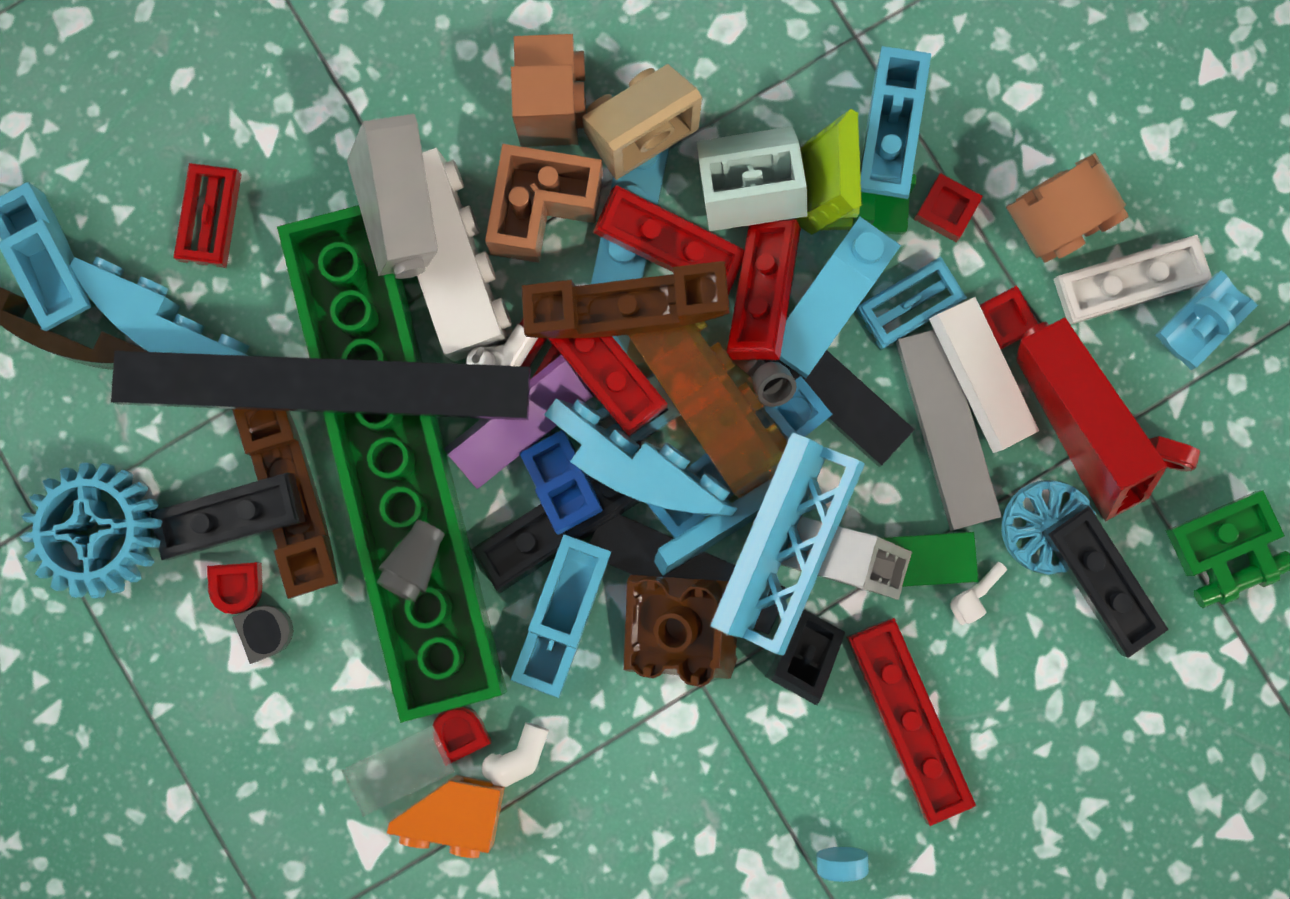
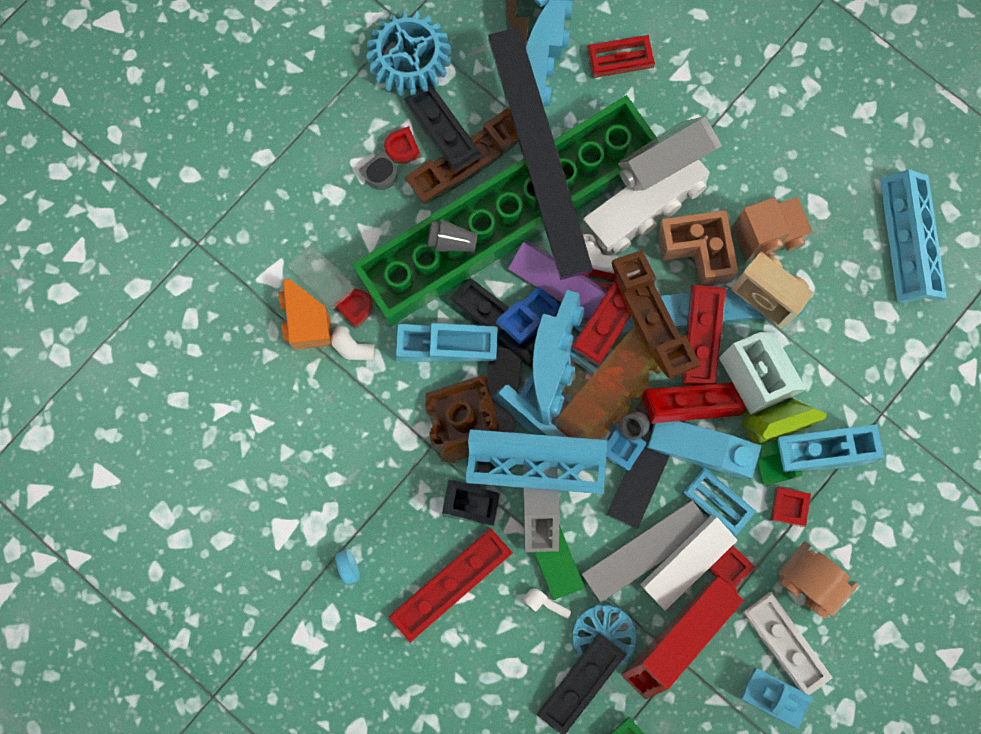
camera: 70 degrees right, 5 degrees down
(1176, 454) = (679, 702): red tile -> none

